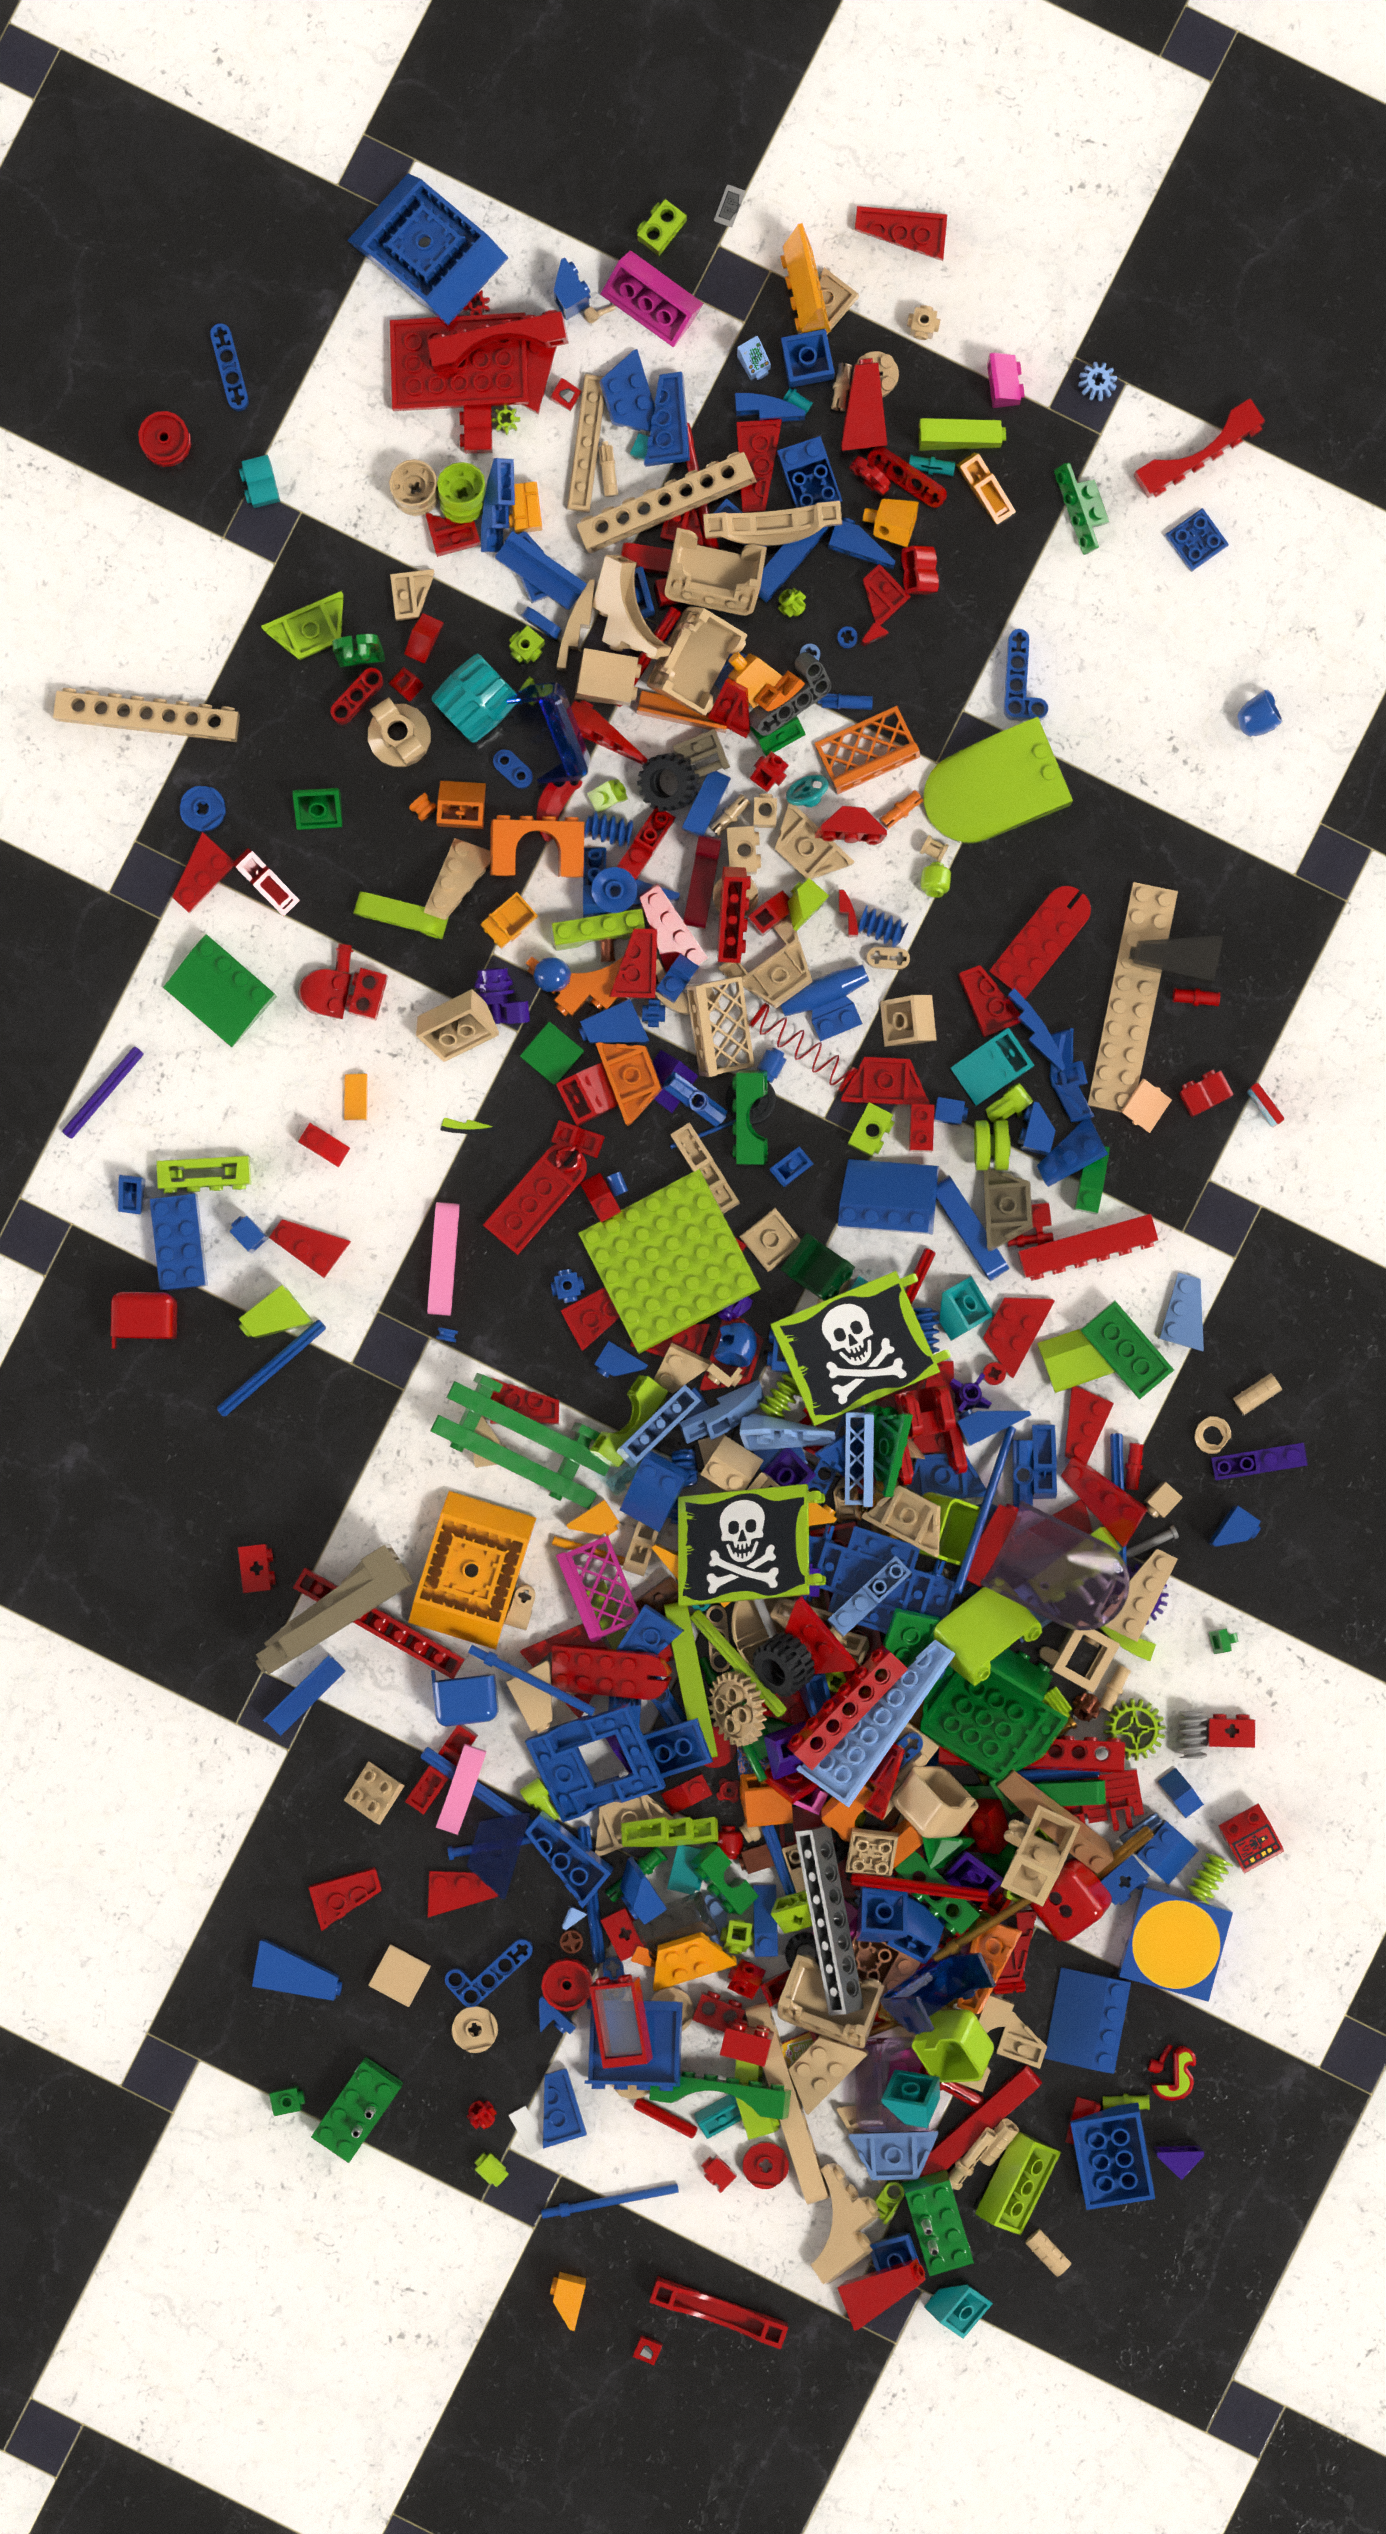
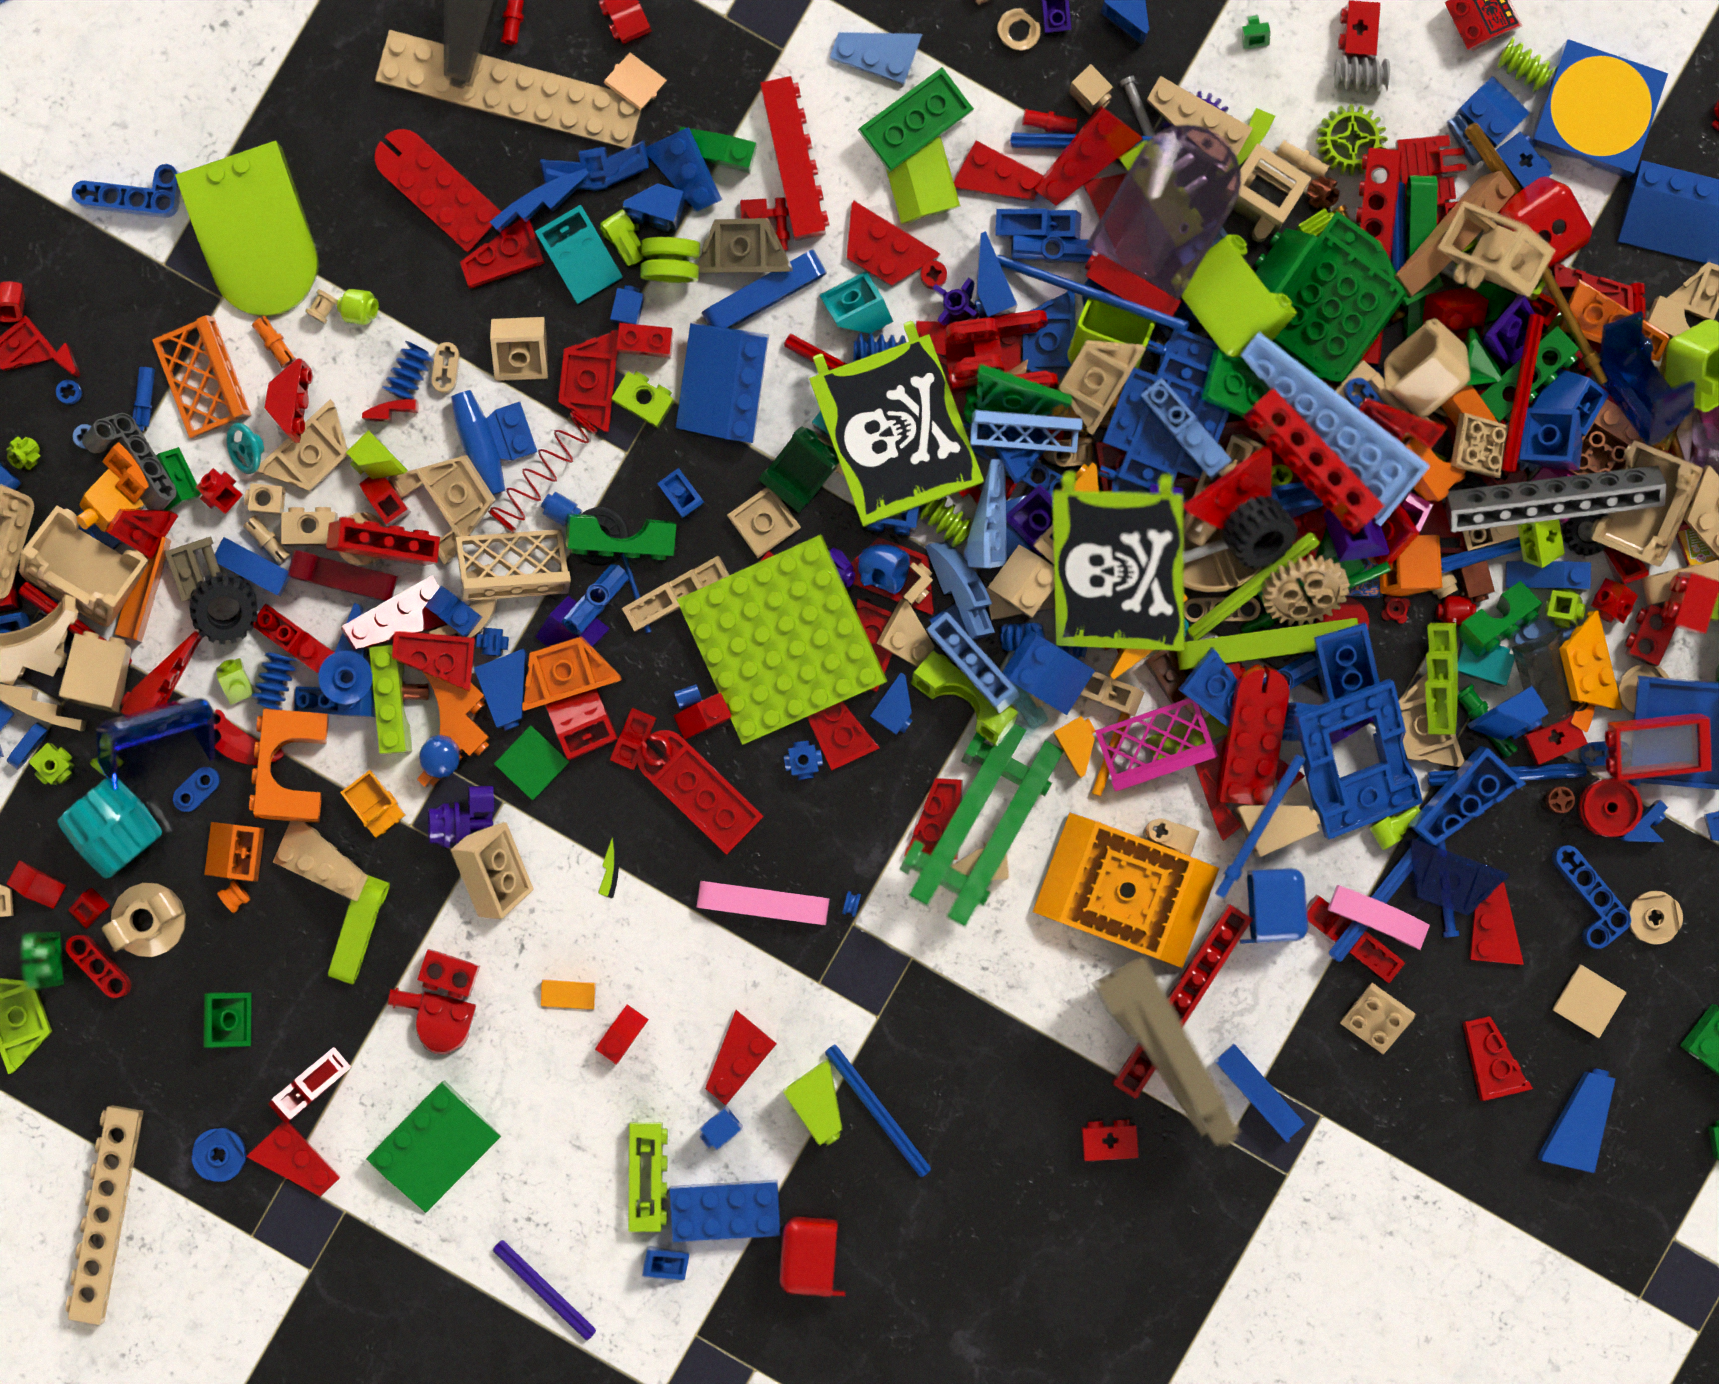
camera: 85 degrees left, 0 degrees up
(573, 1916) = (1532, 796): light blue slope -> none
(687, 1793) = (1397, 656): red slope -> none
(1180, 1792) = (1425, 92): blue slope -> none

